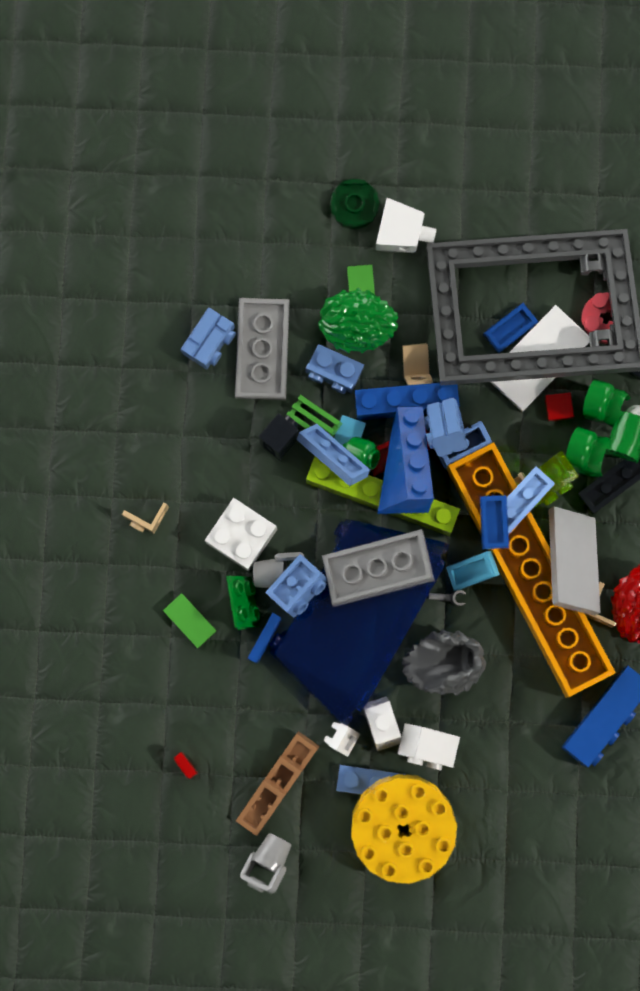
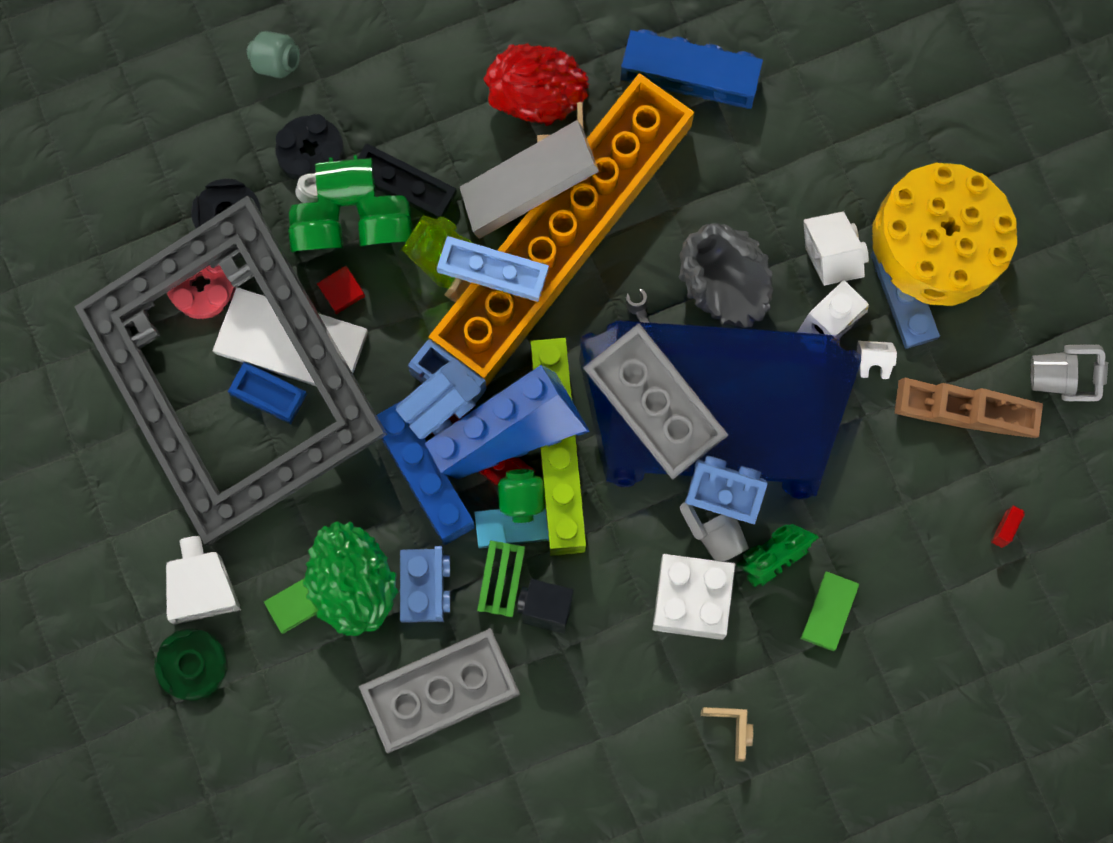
camera: 120 degrees left, 5 degrees down
(208, 338) = (460, 764): medium blue brick -> none
(264, 638) = (805, 506): blue tile -> none
(333, 454) = (540, 523): medium blue plate -> none
(416, 364) = (371, 483): tan bracket -> none
(472, 570) = (596, 294): medium azure tile -> none
(494, 522) = (532, 283): blue tile -> none

